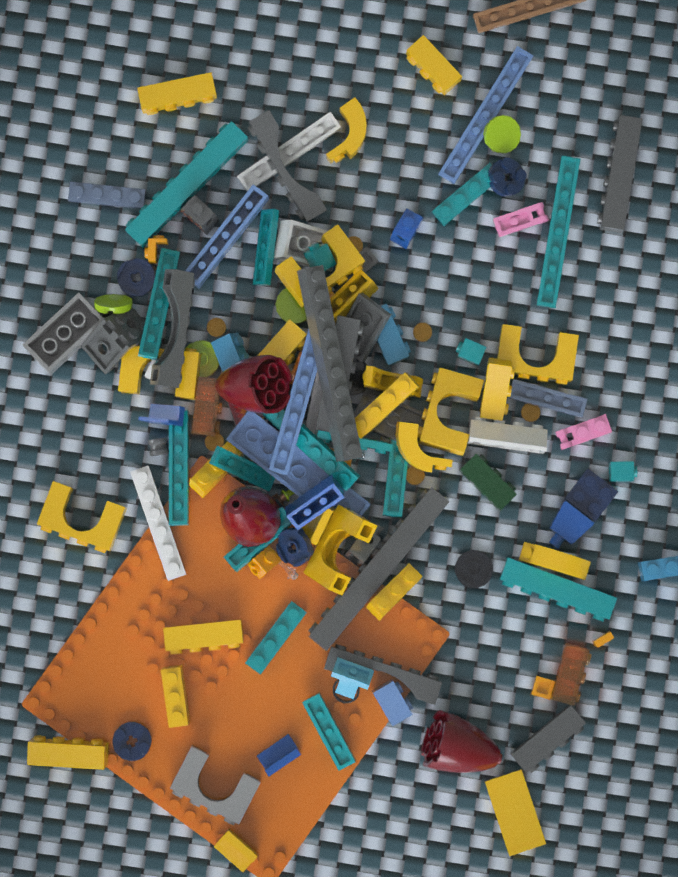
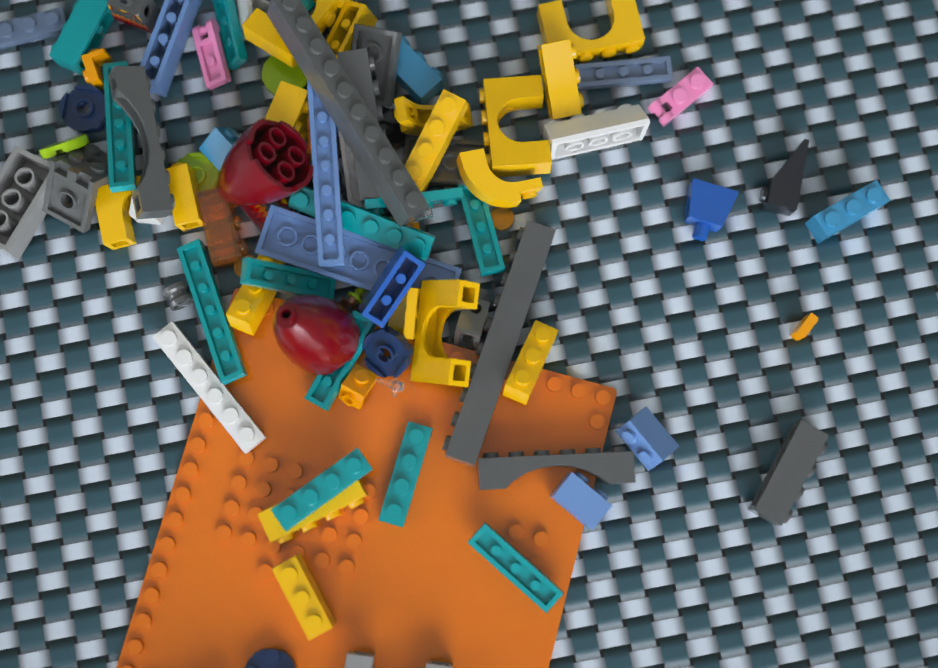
camera: 20 degrees left, 5 degrees down
(54, 518) = (76, 427): yellow arch -> none
(165, 415) = (171, 254): panel -> none
(214, 628) = (321, 489): none -> teal plate
(216, 327) = (200, 132): pearl gold piece -> none
(244, 269) = (211, 54): none -> bright pink plate
(279, 755) = (463, 621): blue panel -> none
(350, 678) = (517, 488): medium azure piece -> none
(422, 332) = (447, 53): pearl gold piece -> none
(456, 677) = (647, 438): none -> medium blue brick
(458, 746) = (682, 524): dark red cylinder -> none
(470, 351) = (513, 52): teal brick -> none
(473, 569) = (615, 302): black tile -> none
(488, 481) = (592, 192): dark green brick -> none
(515, 812) = (785, 581): yellow tile -> none
(530, 412) = (609, 98): pearl gold piece -> none
(543, 687) = (755, 413): light orange tile -> none
(554, 560) = (708, 251): yellow arch -> none
(557, 588) = (726, 287): teal brick -> none
(570, 674) = (783, 383): clear orange brick -> none
(591, 495) = (719, 162): dark blue plate -> none
(622, 471) = (744, 123): teal brick -> none
(631, 530) = (783, 190): none -> black slope

